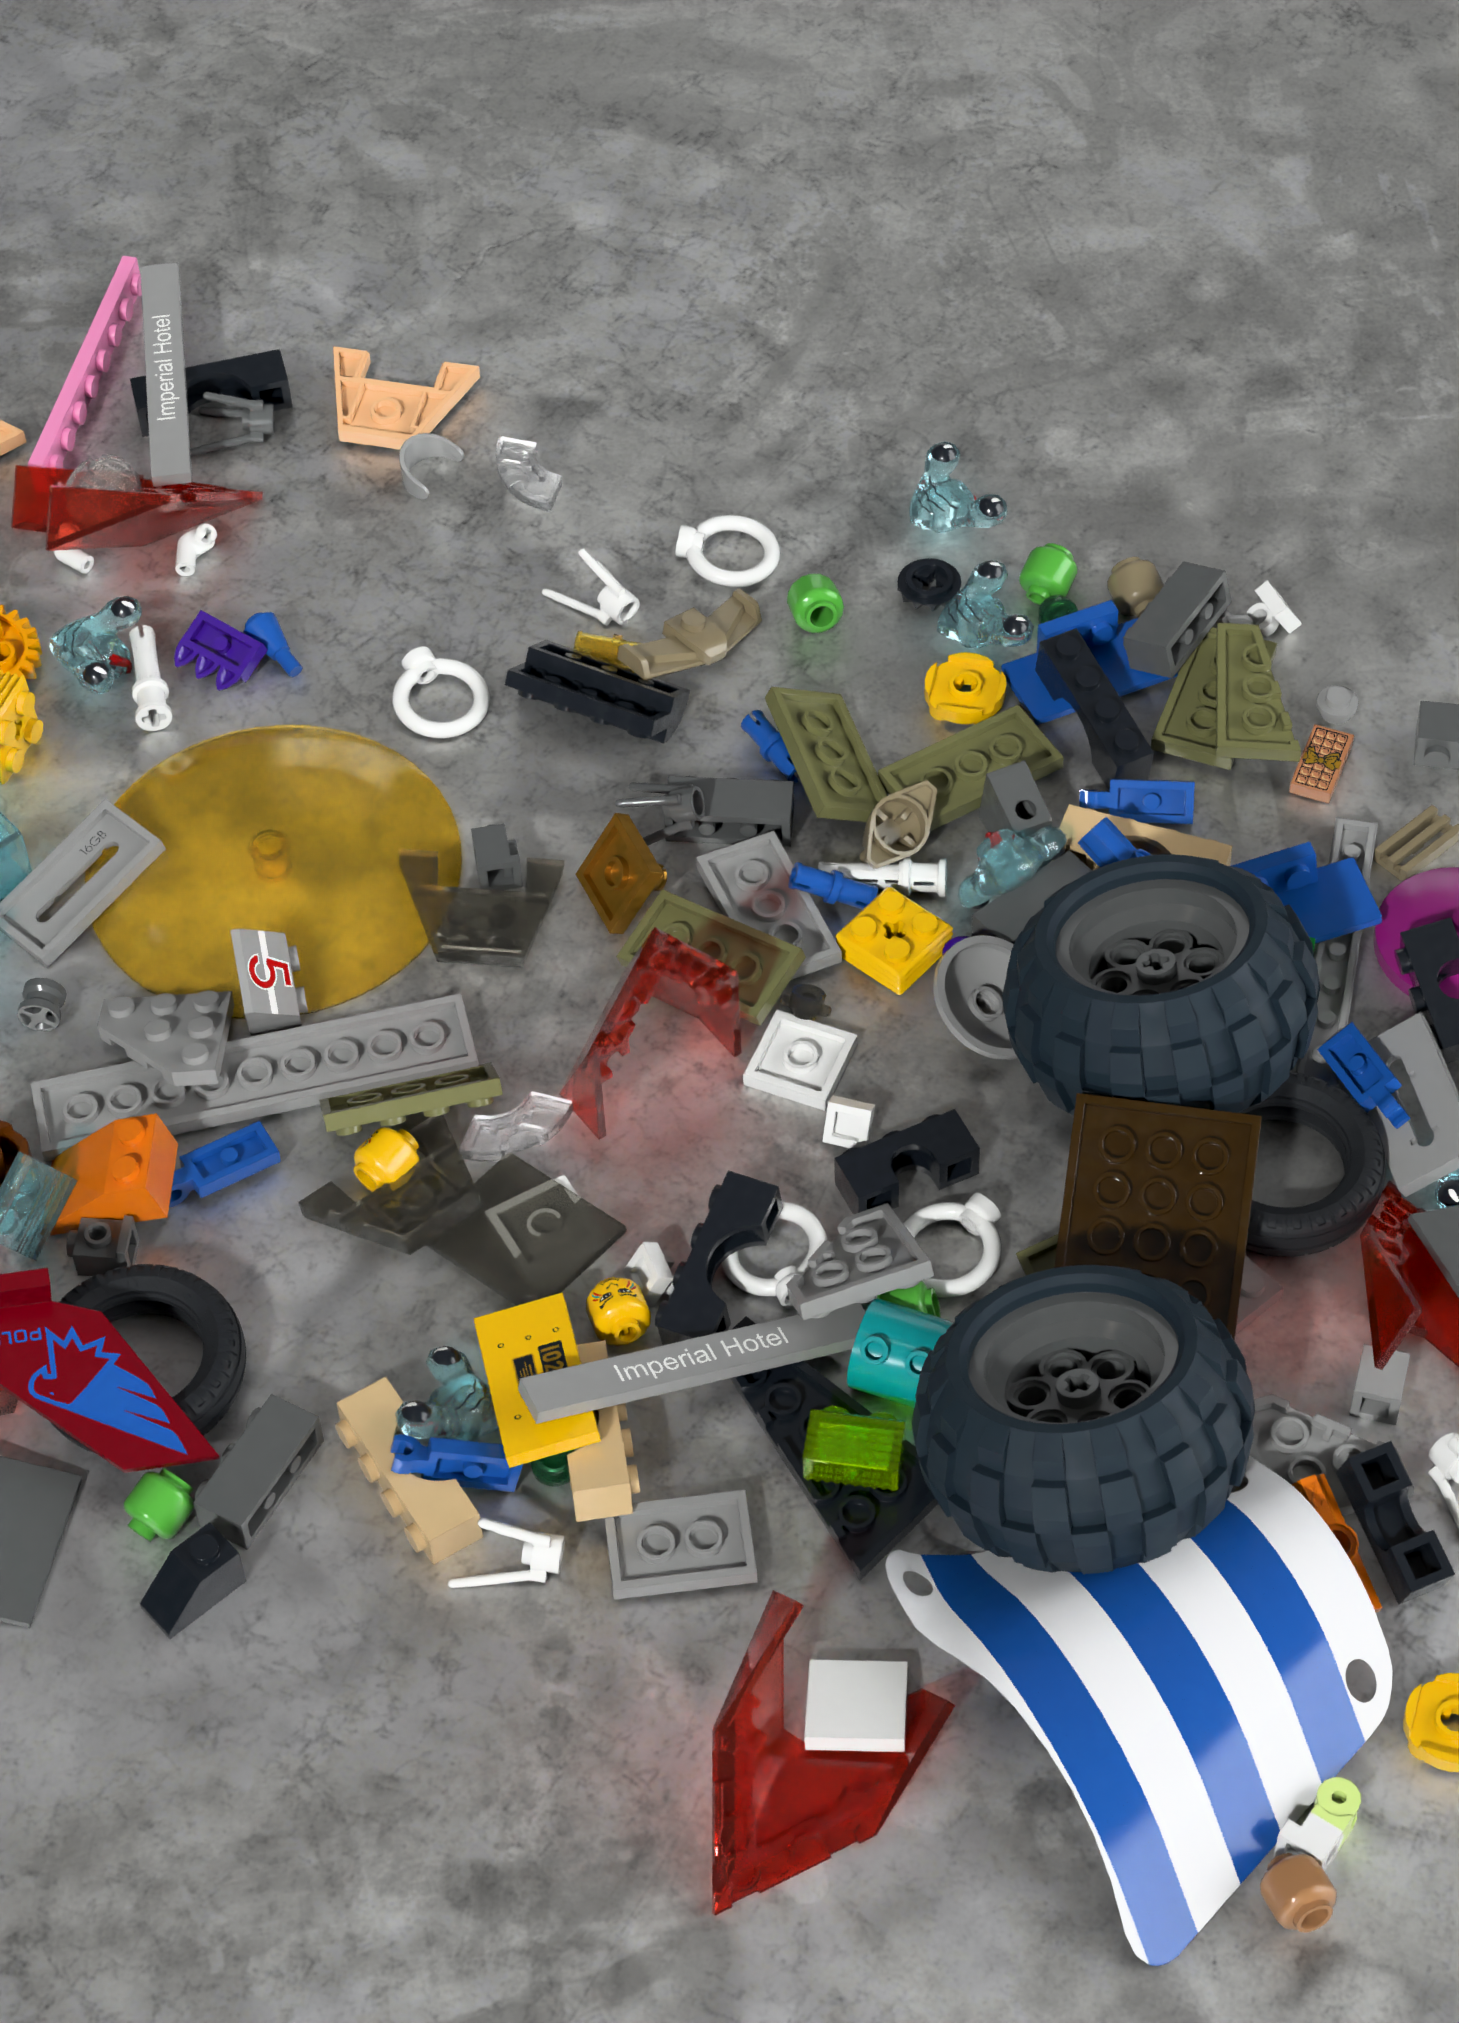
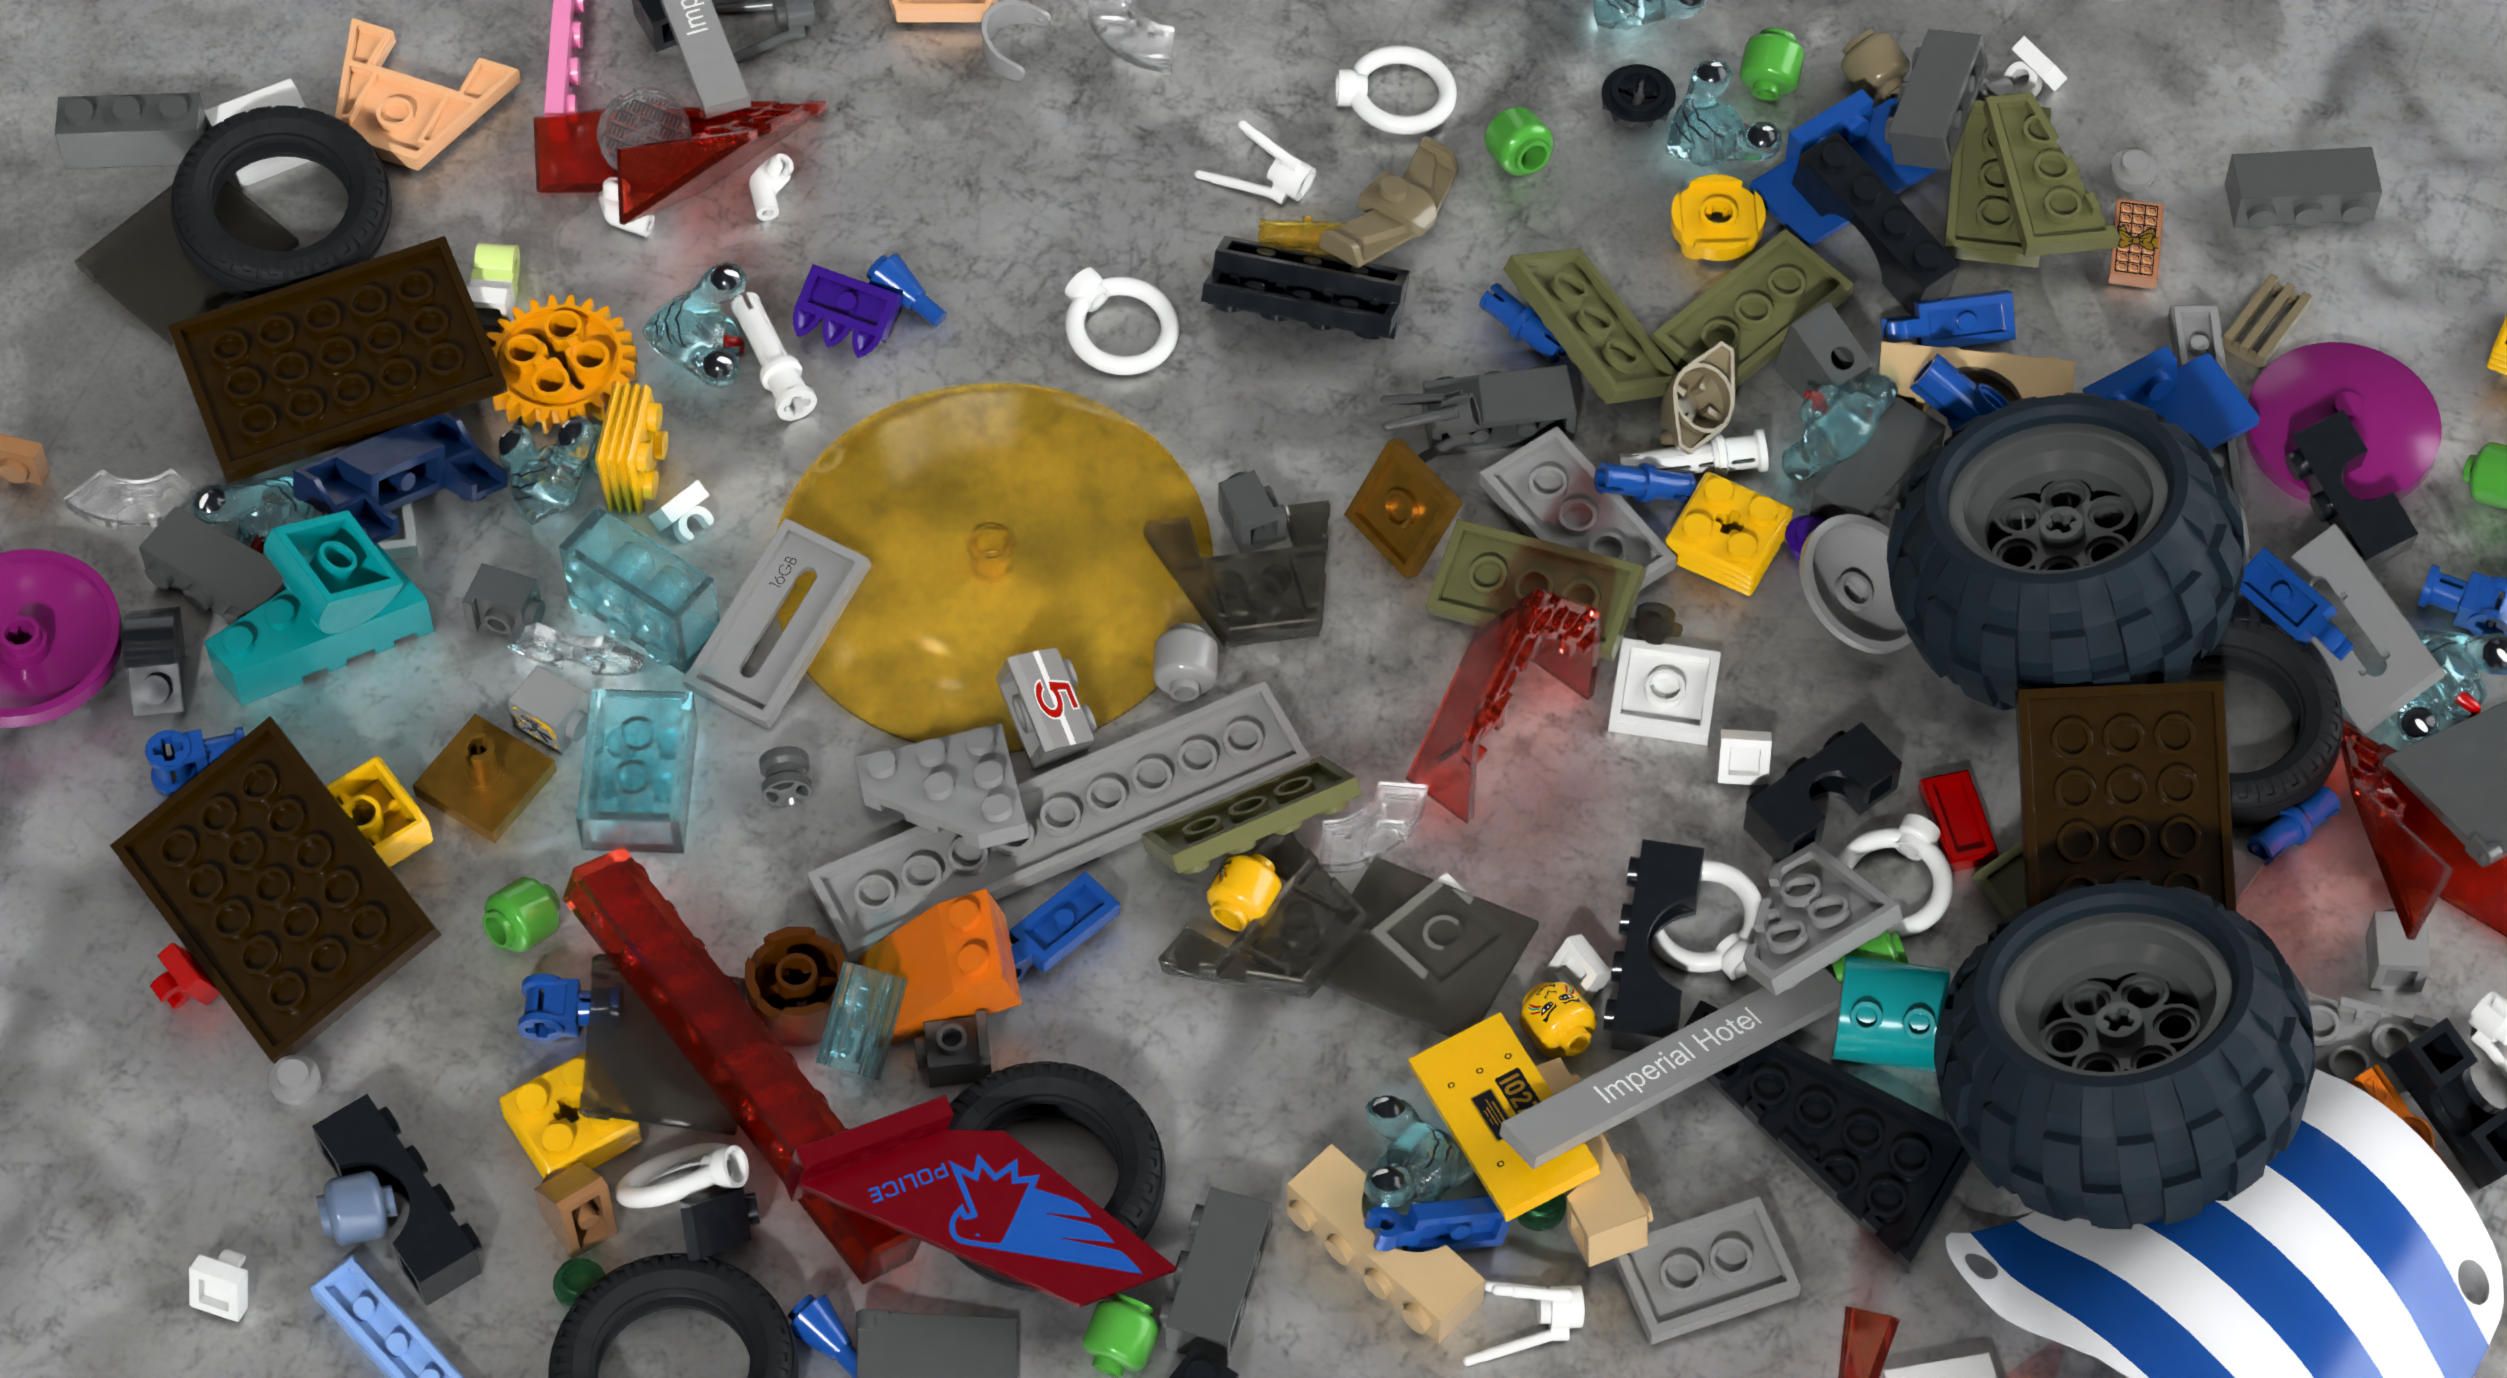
camera: 15 degrees left, 5 degrees up
(33, 780) = (681, 508): none -> white tile
(399, 967) = (1185, 662): none -> light grey head
(854, 1448) = (1870, 1128): clear neon green brick -> none
(1021, 1207) = (1957, 812): none -> red tile
(1055, 607) = (1794, 109): clear green plate -> none
(1317, 1262) = (2294, 825): none -> blue pin

